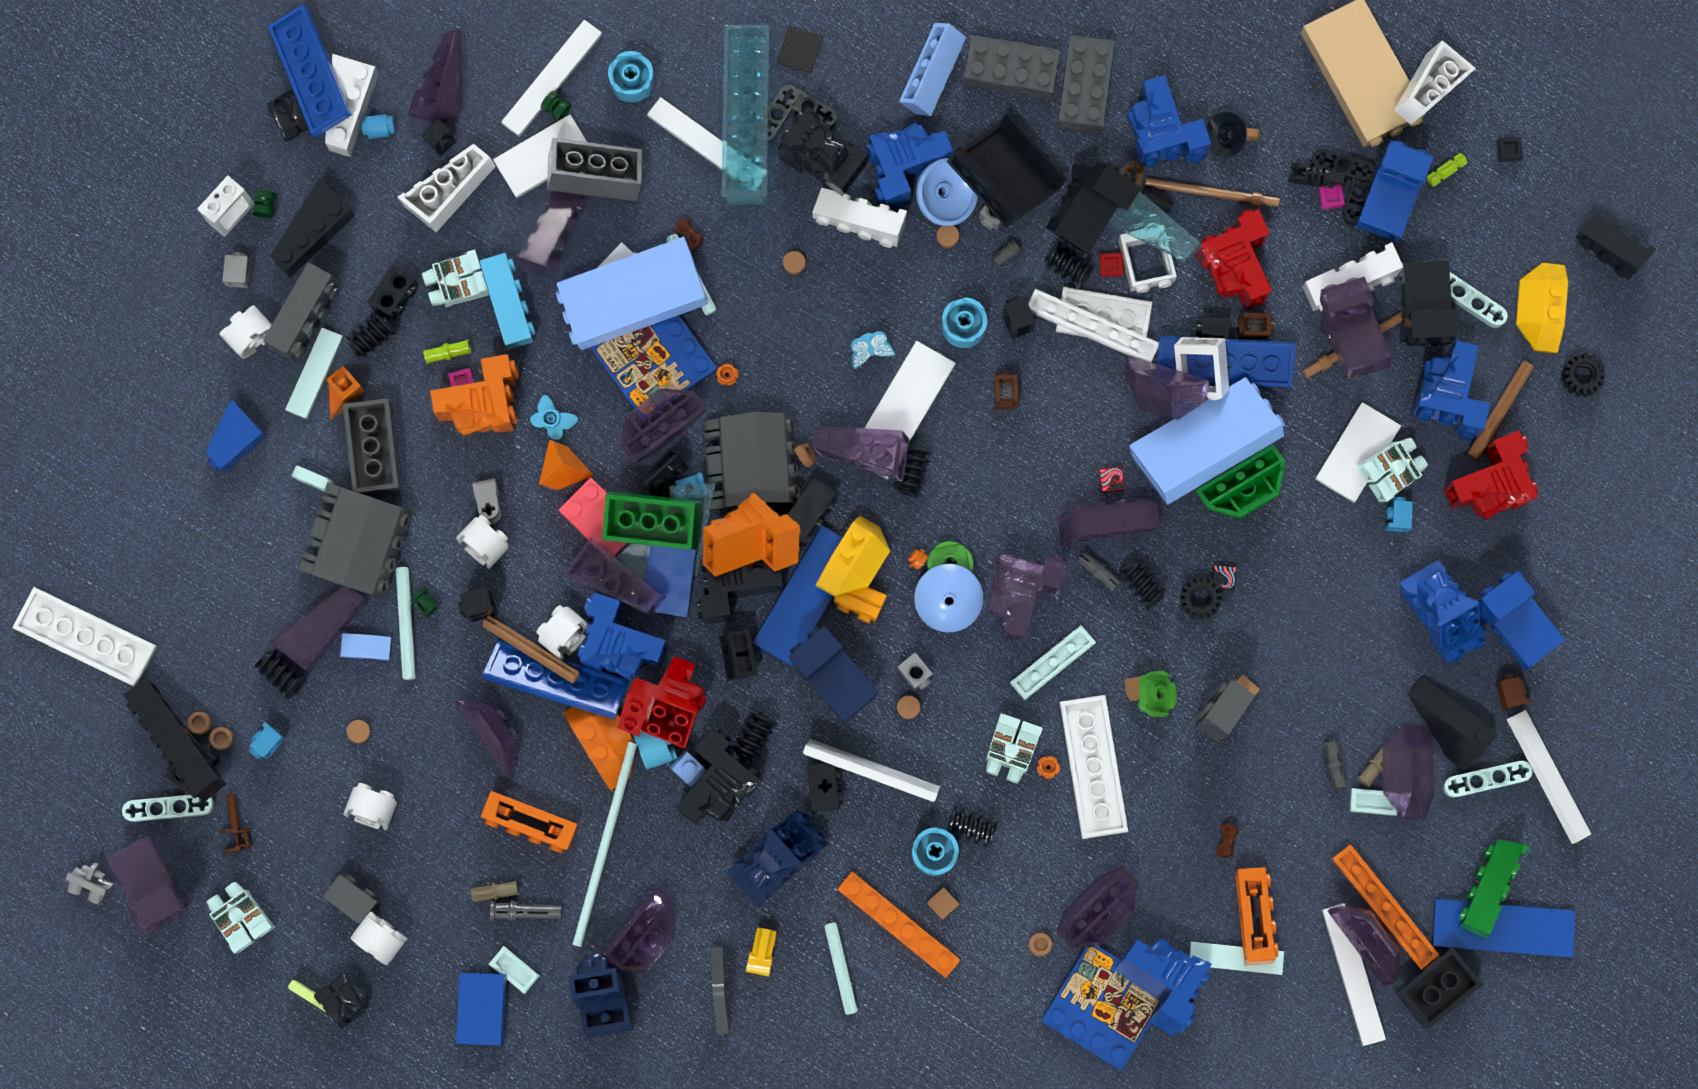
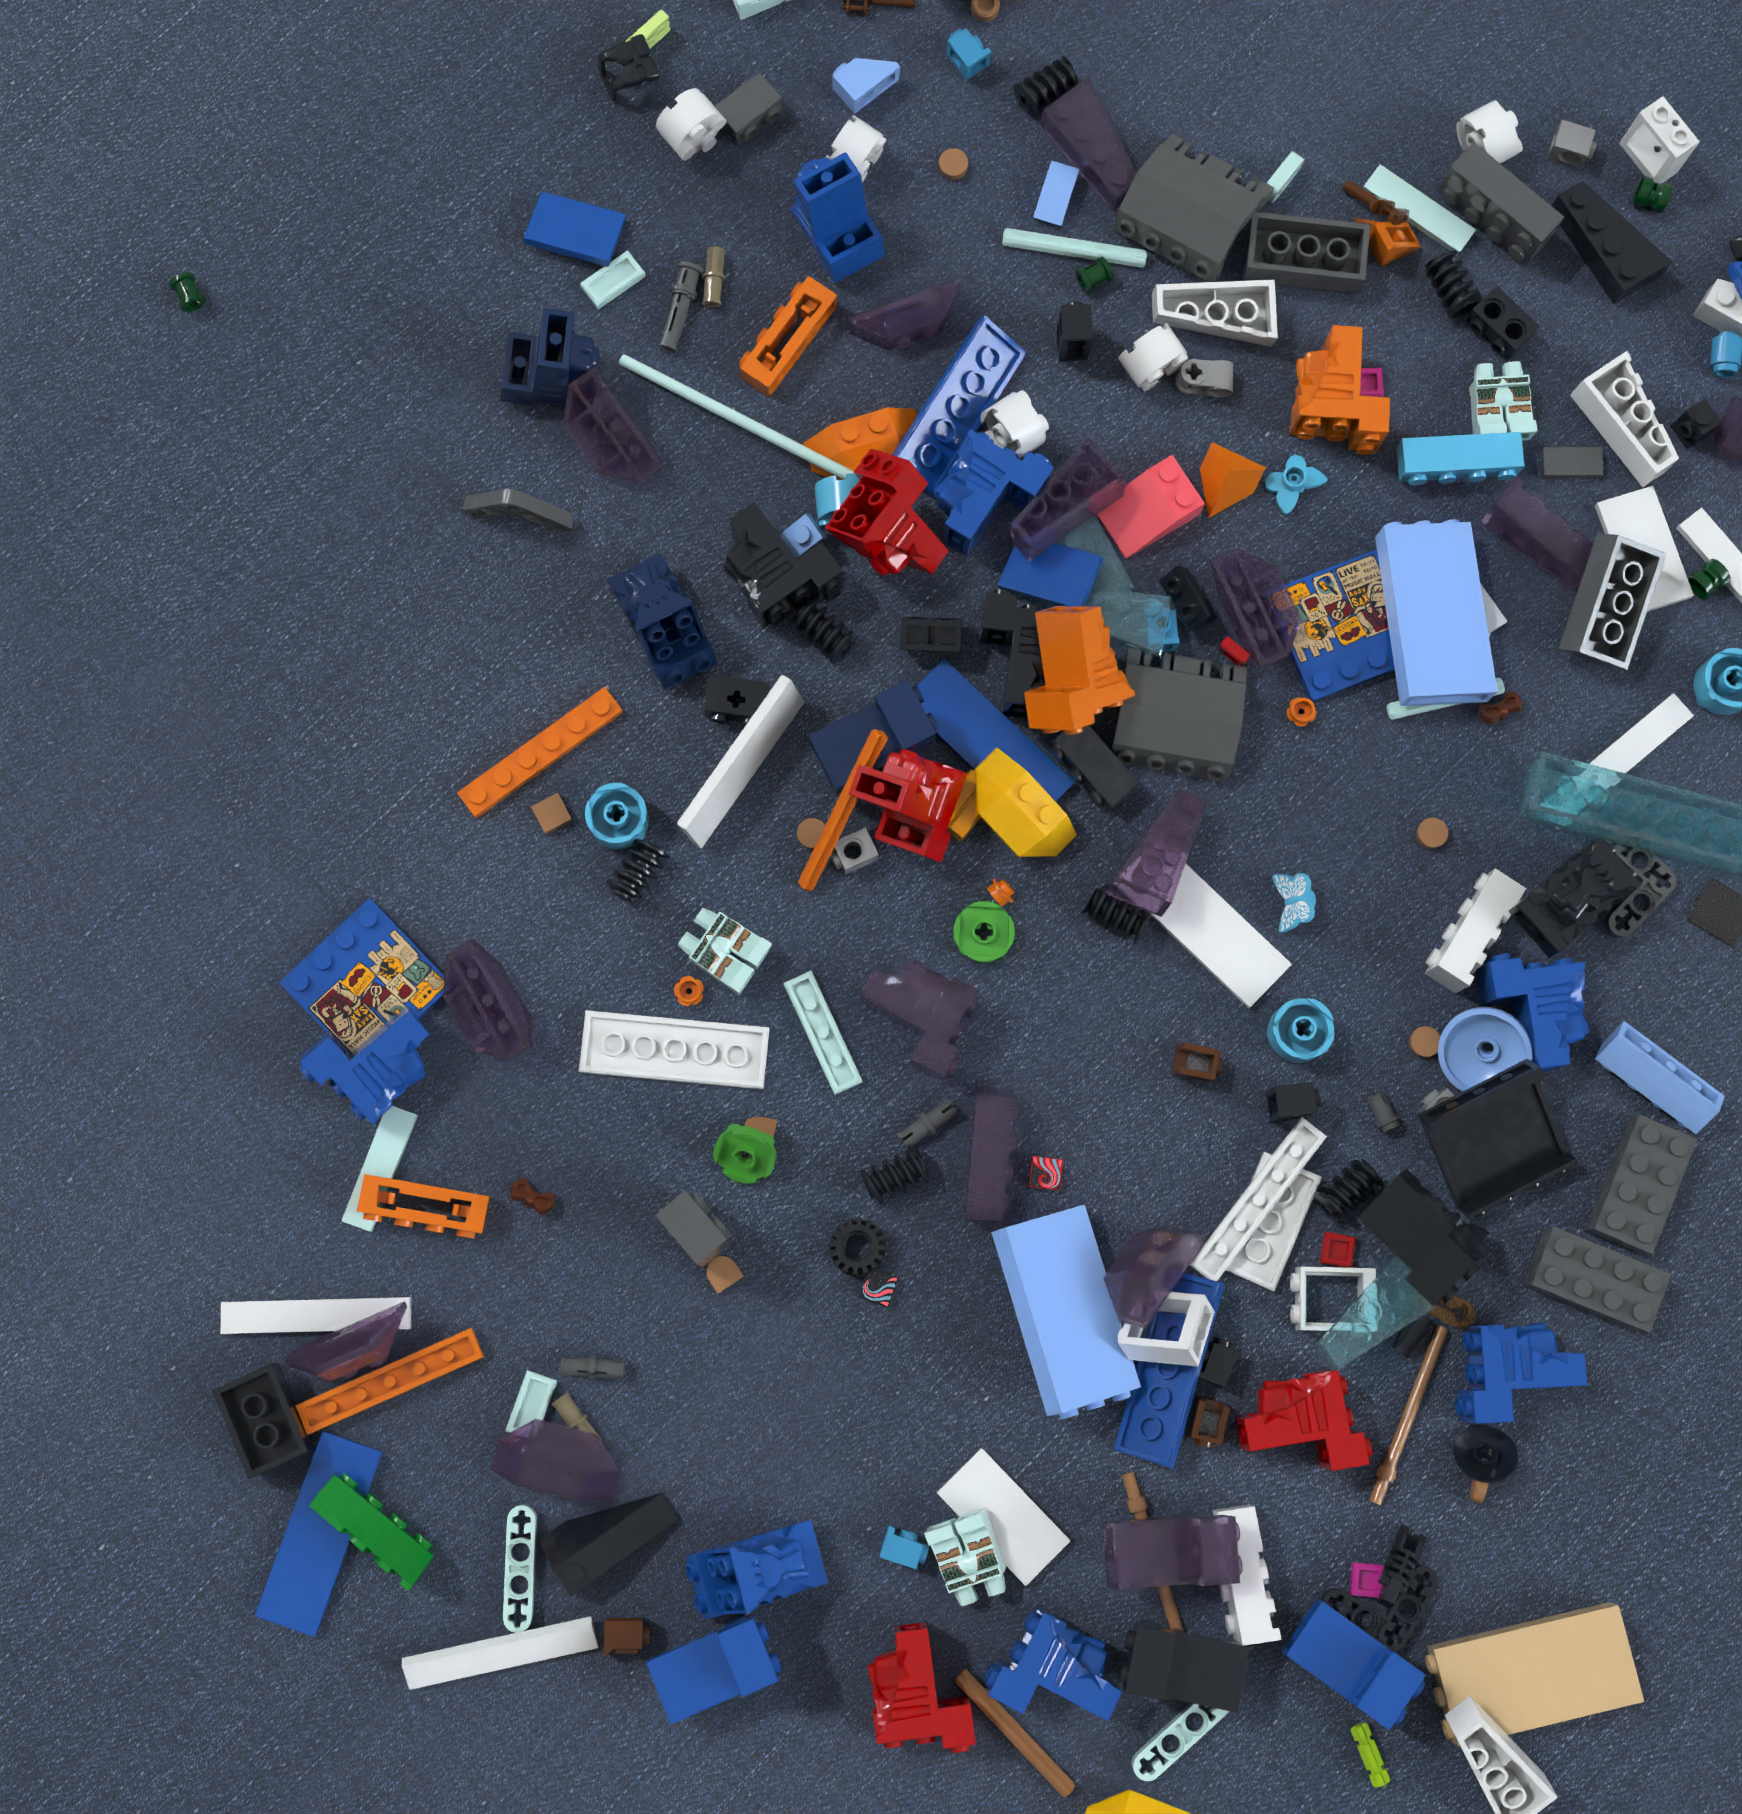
camera: 100 degrees right, 0 degrees up
(233, 438) = (1357, 94): blue slope -> none
(308, 817) = (864, 81): none -> light blue slope
(321, 402) = (1377, 205): none -> reddish brown piece
(431, 497) = (1221, 309): none -> white wedge
(431, 806) = (835, 216): none -> blue brick
(447, 351) = (1410, 373): lime pin -> none
(488, 221) = (1572, 463): none -> dark grey tile
(531, 649) = (1002, 385): medium nougat axle -> none
(651, 520) = (1130, 559): green brick -> none
(696, 431) = (1233, 652): none -> red tile
(761, 956) = (544, 571): yellow piece -> none
(805, 455) = (1170, 782): medium nougat tile -> none
(840, 968) = (505, 667): light aqua axle -> none
(874, 634) = (916, 801): none -> red brick
(892, 684) = (840, 814): none -> orange axle
(945, 582) = (952, 931): light blue dish -> none
(1040, 944) = (466, 922): medium nougat tile -> none
(1245, 485) = (992, 1345): green wedge -> none

